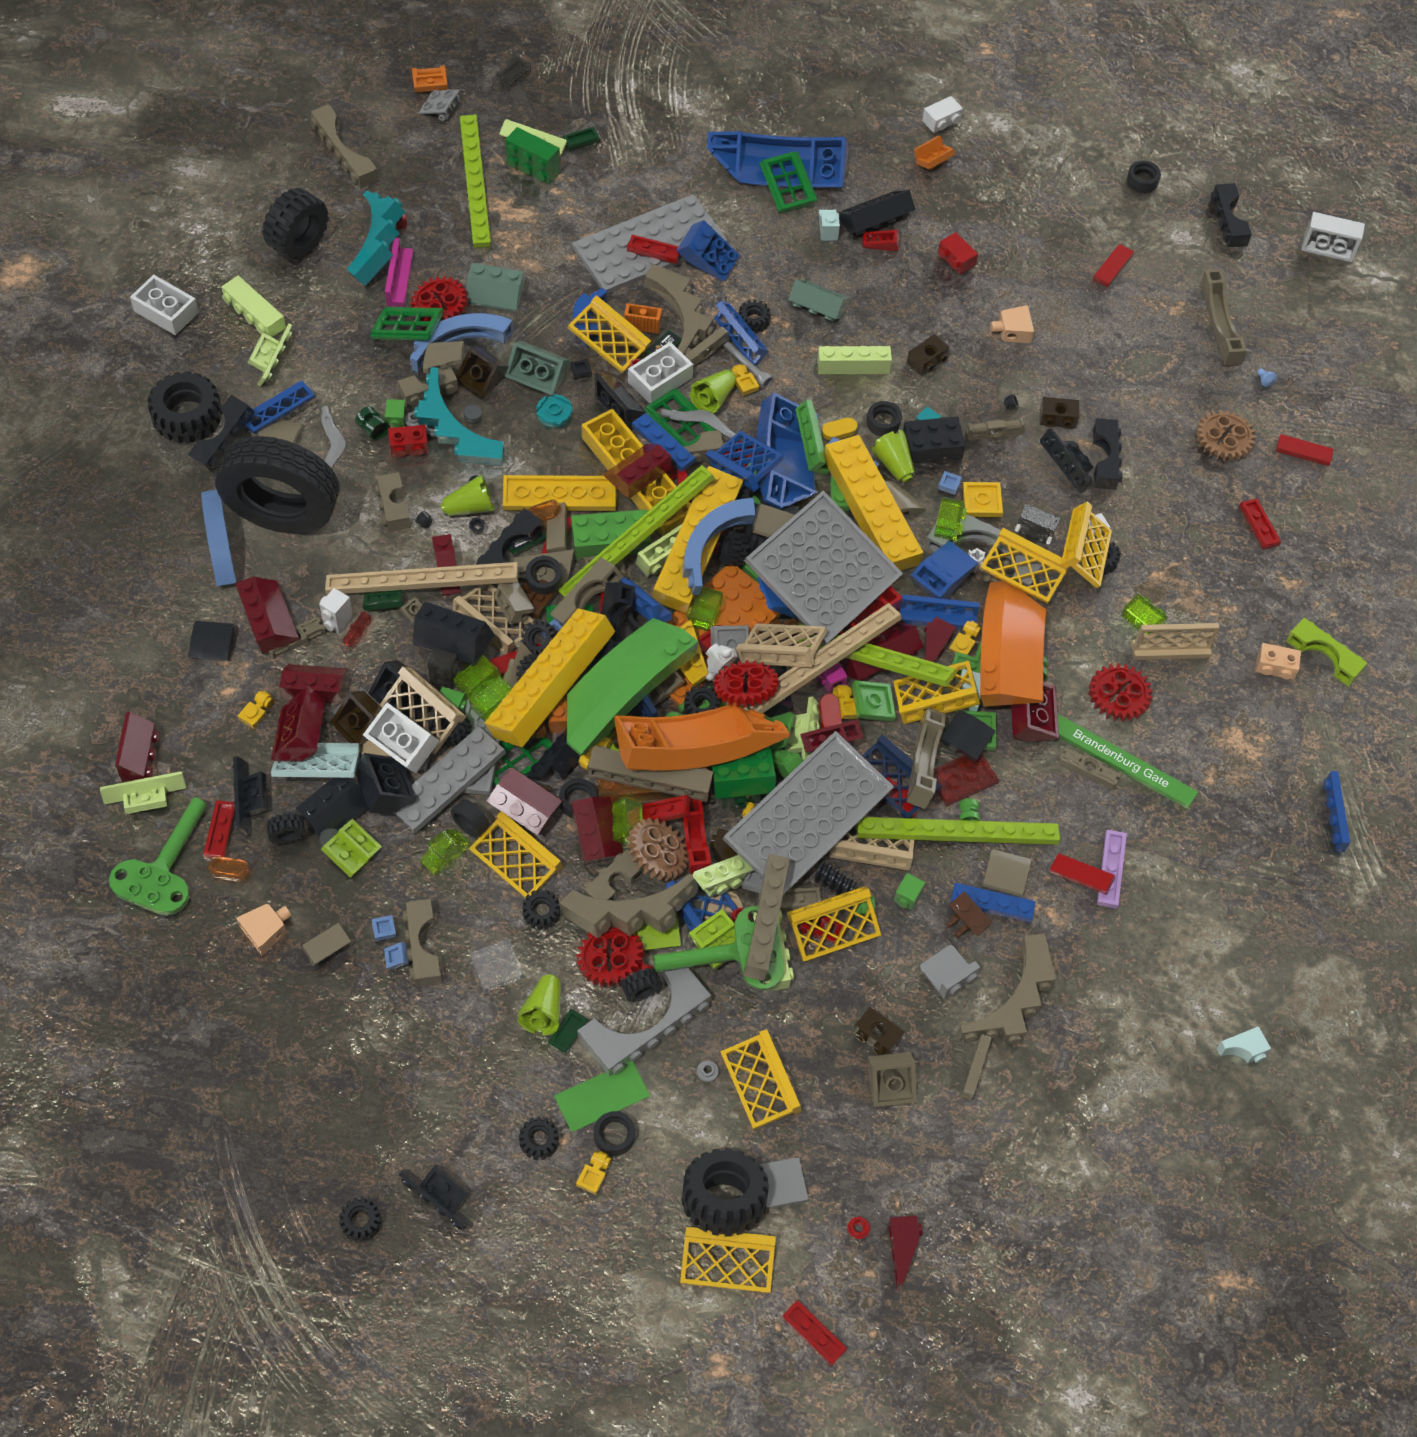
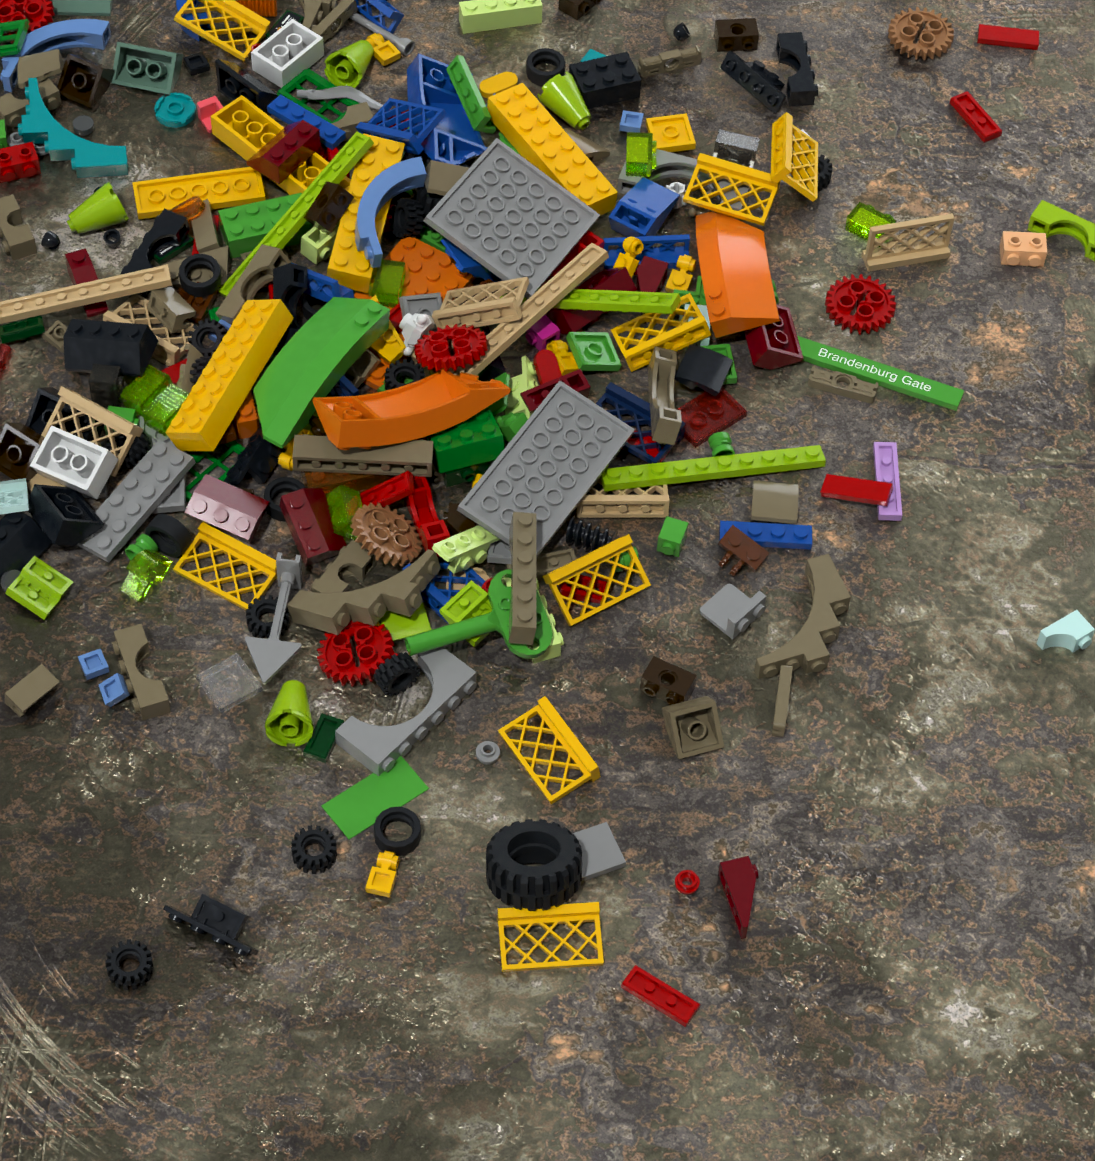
camera: 10 degrees left, 5 degrees down
(447, 822) = (142, 542): none -> bright green wheel
(536, 946) = (272, 654): none -> light grey piece
(581, 416) = (207, 108): none -> coral panel
(665, 531) = (329, 207): none -> dark brown brick
(920, 619) = (632, 247): none -> yellow plate

